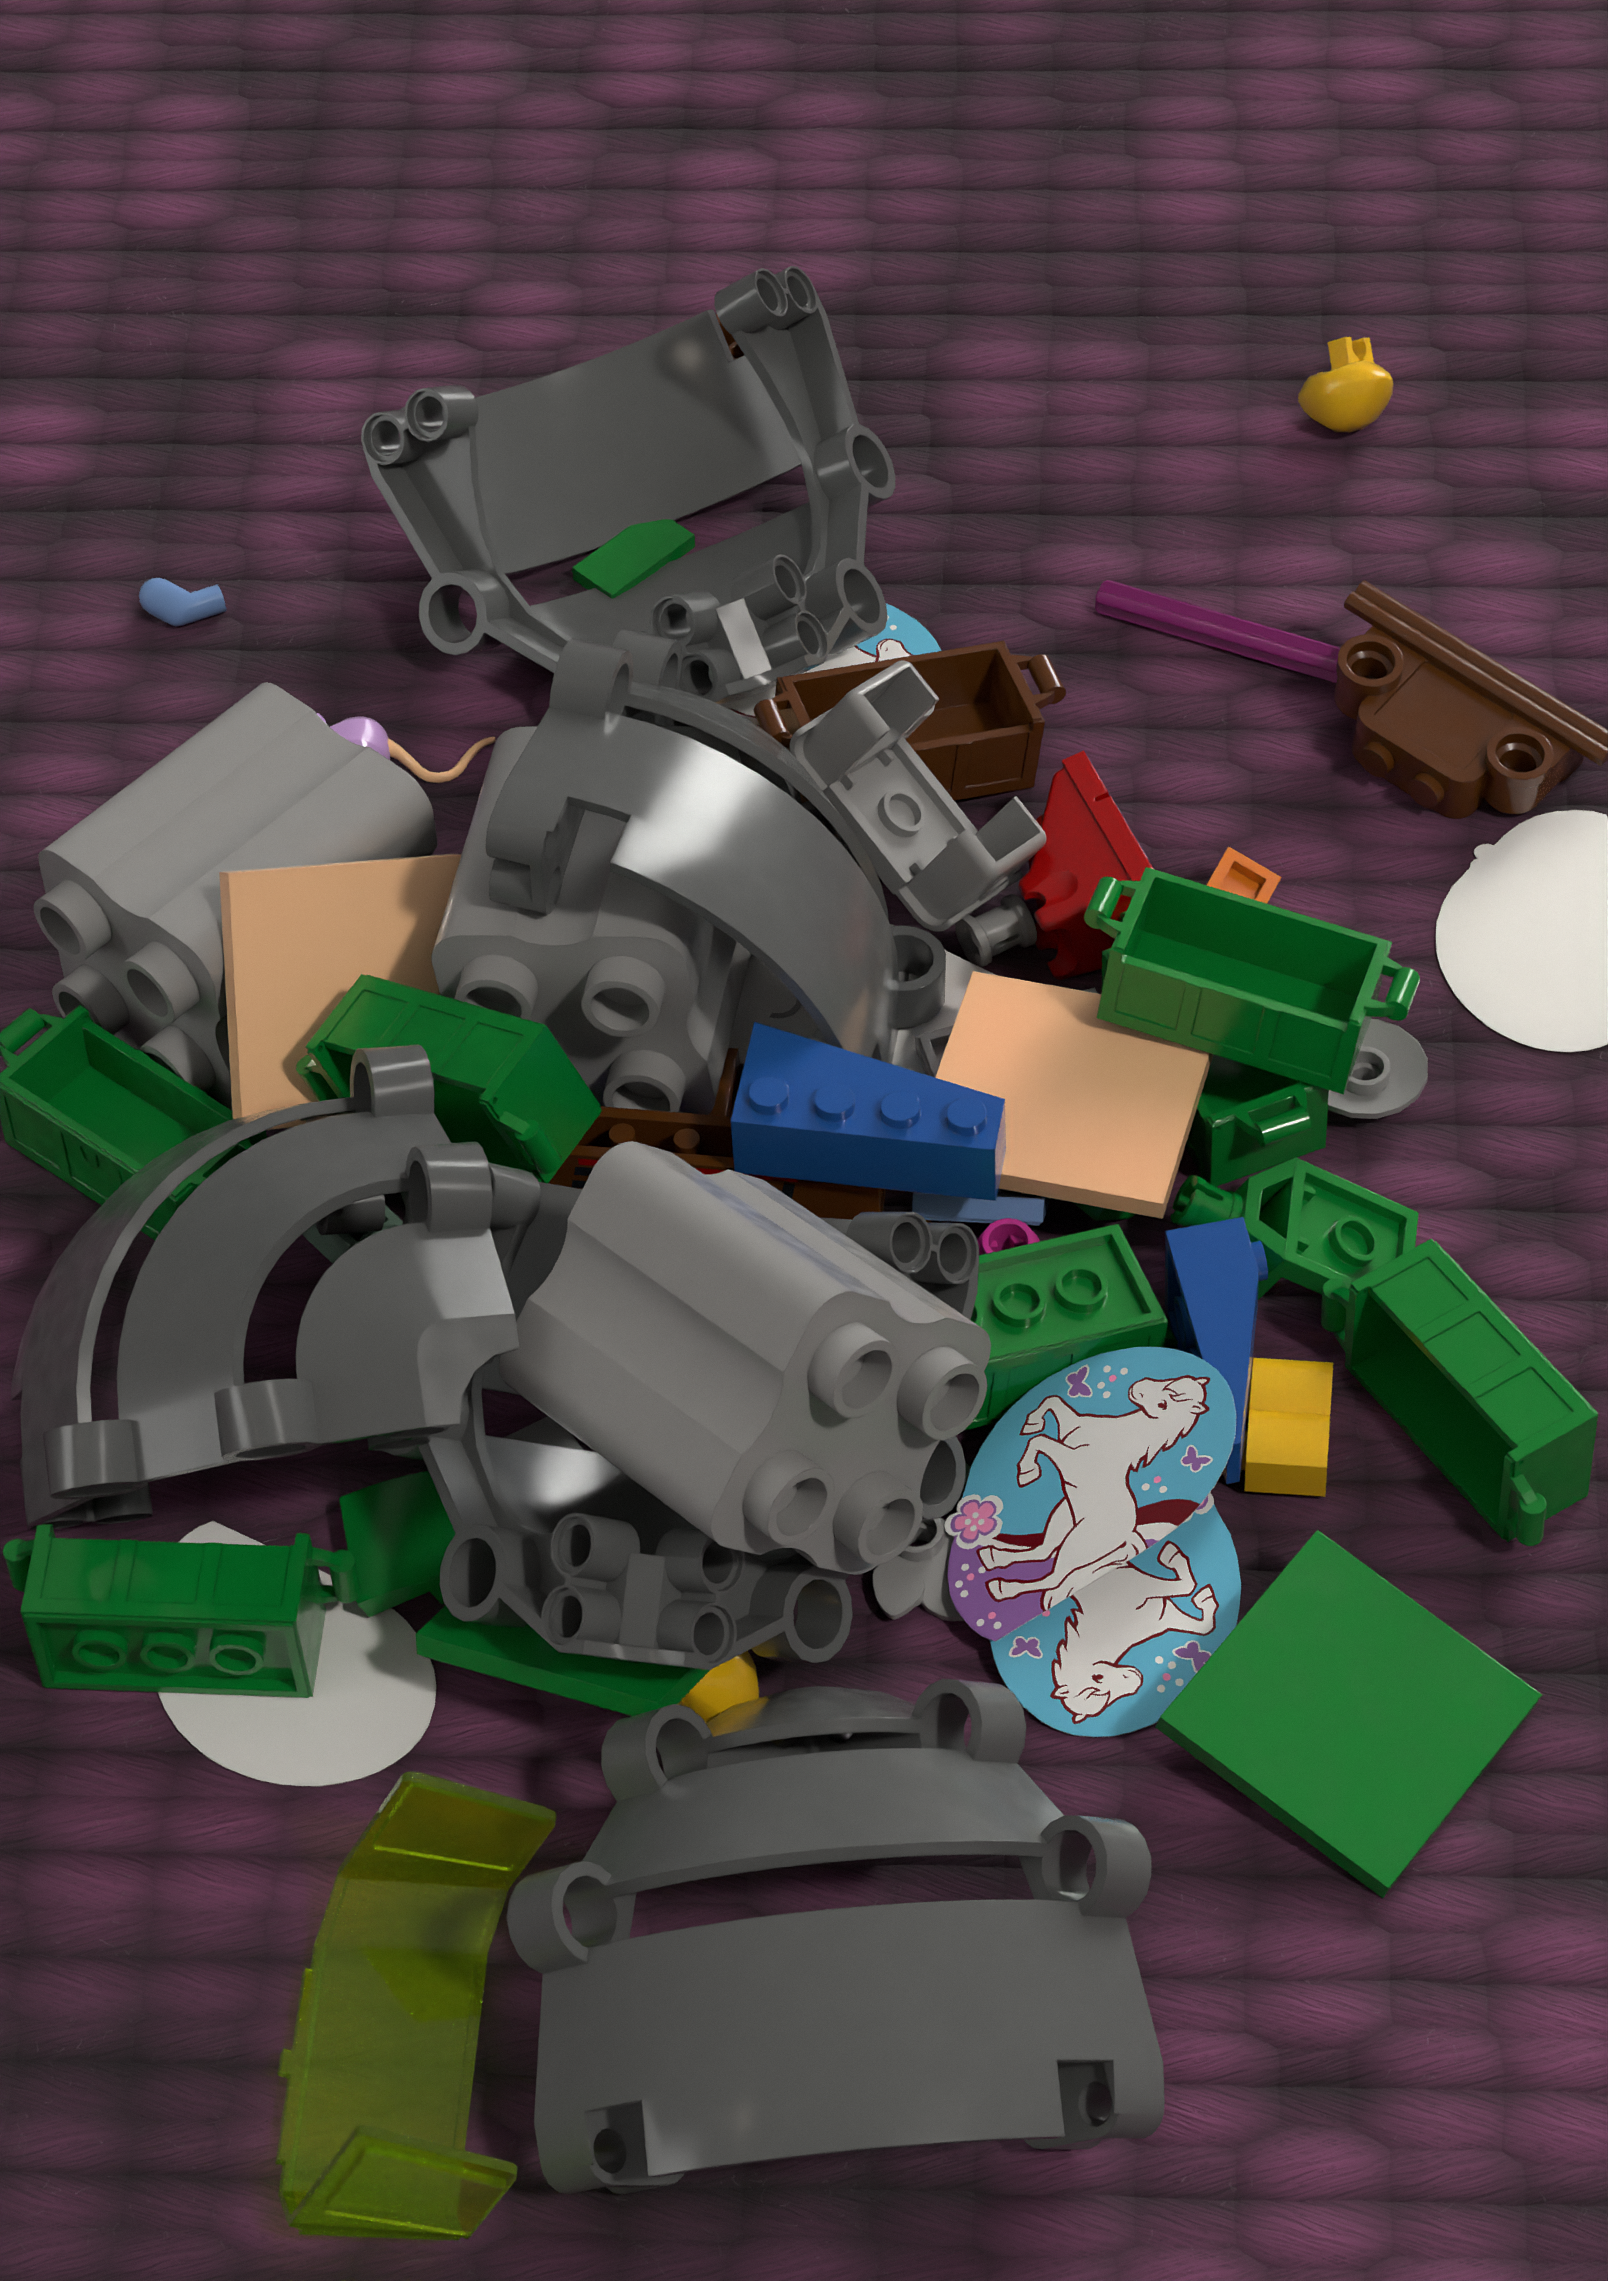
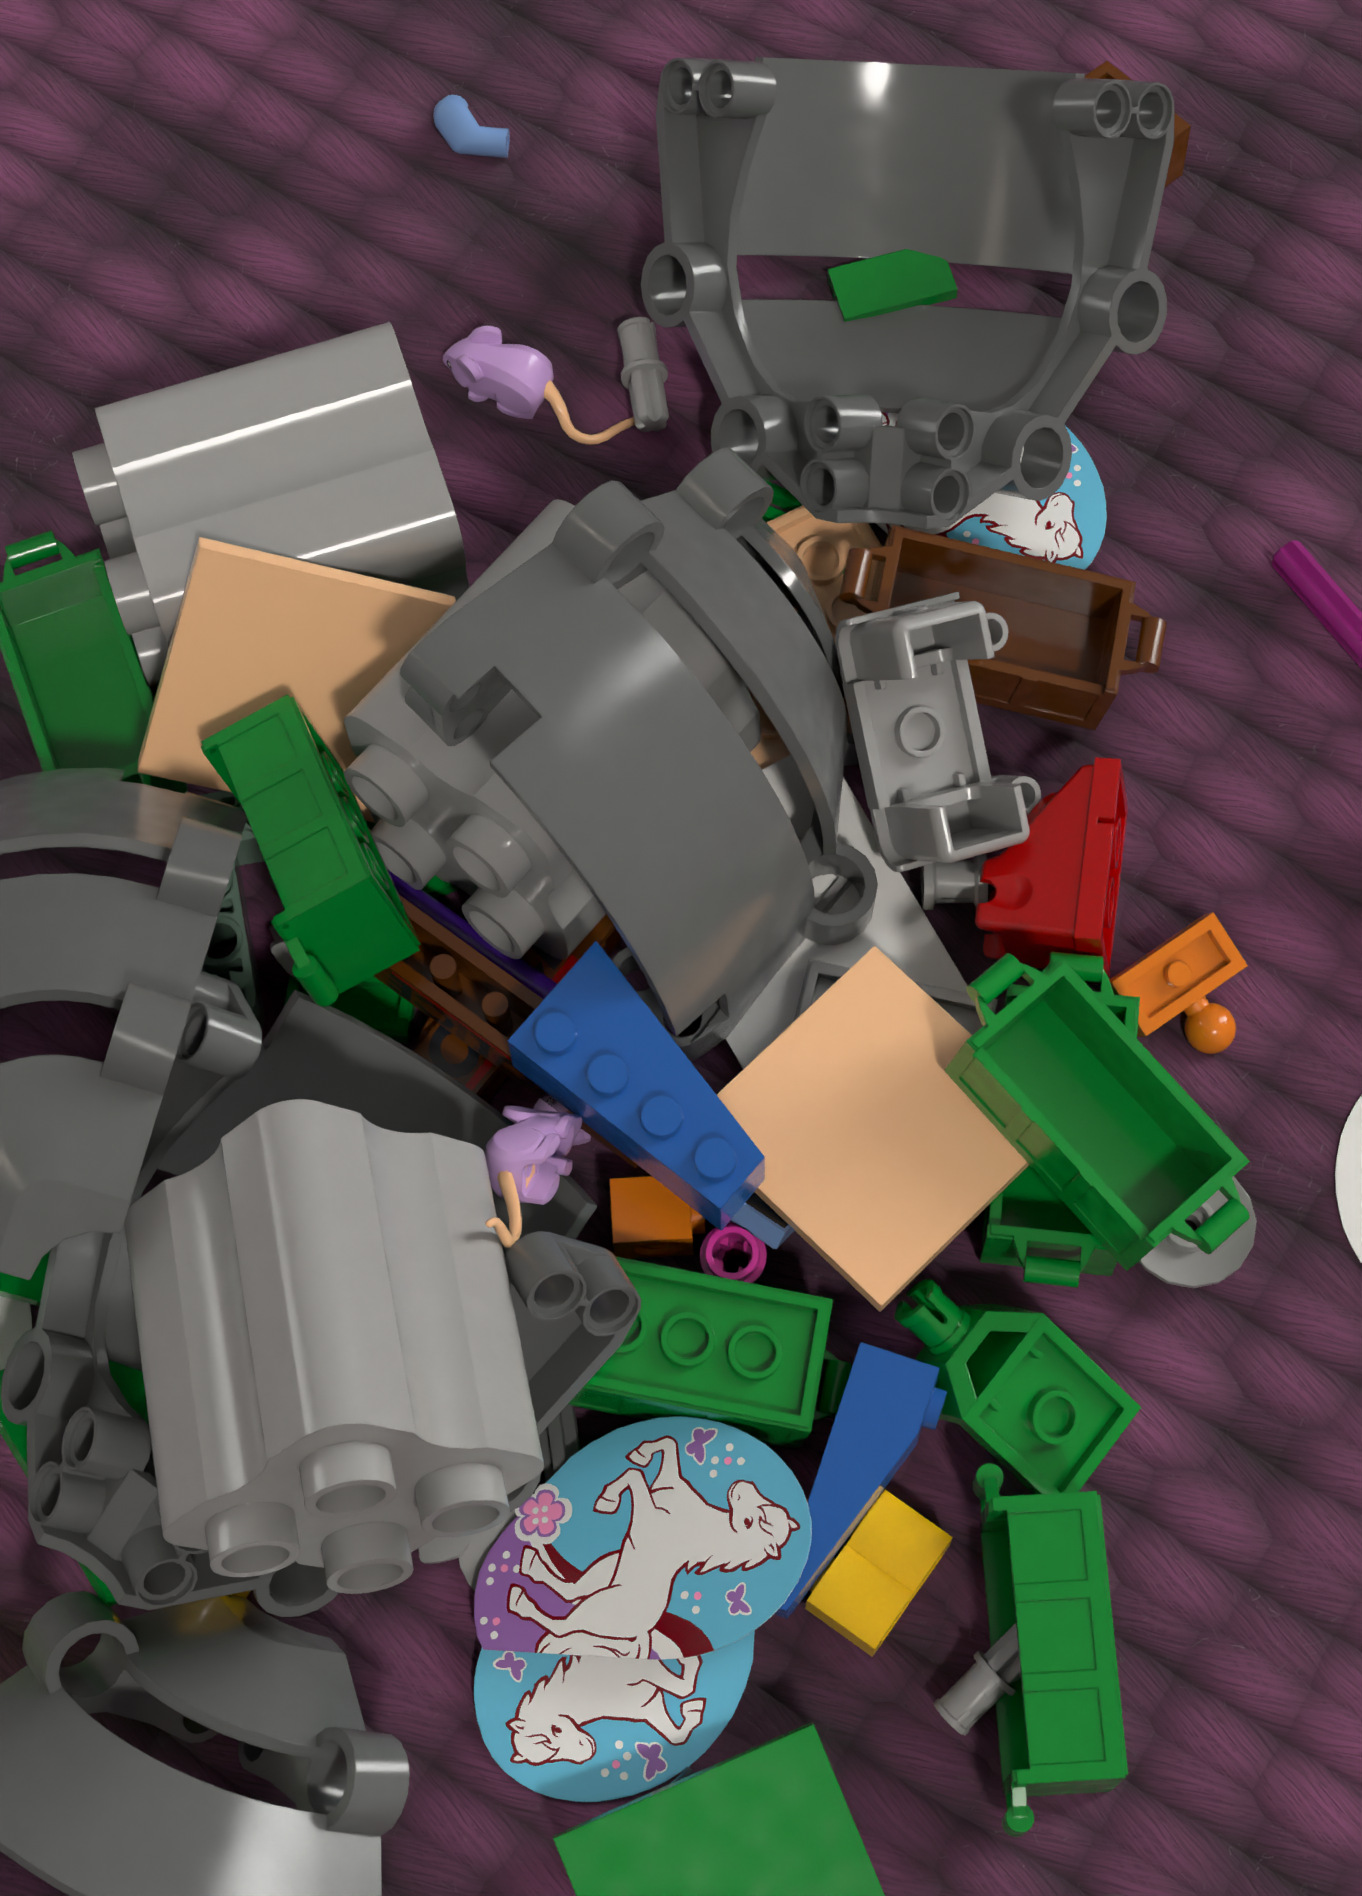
camera: 30 degrees right, 20 degrees up
(464, 701) = (644, 373): none -> light grey axle
(808, 1188) = (527, 1162): none -> lavender animal
(1435, 1447) = (982, 1684): none -> light grey axle

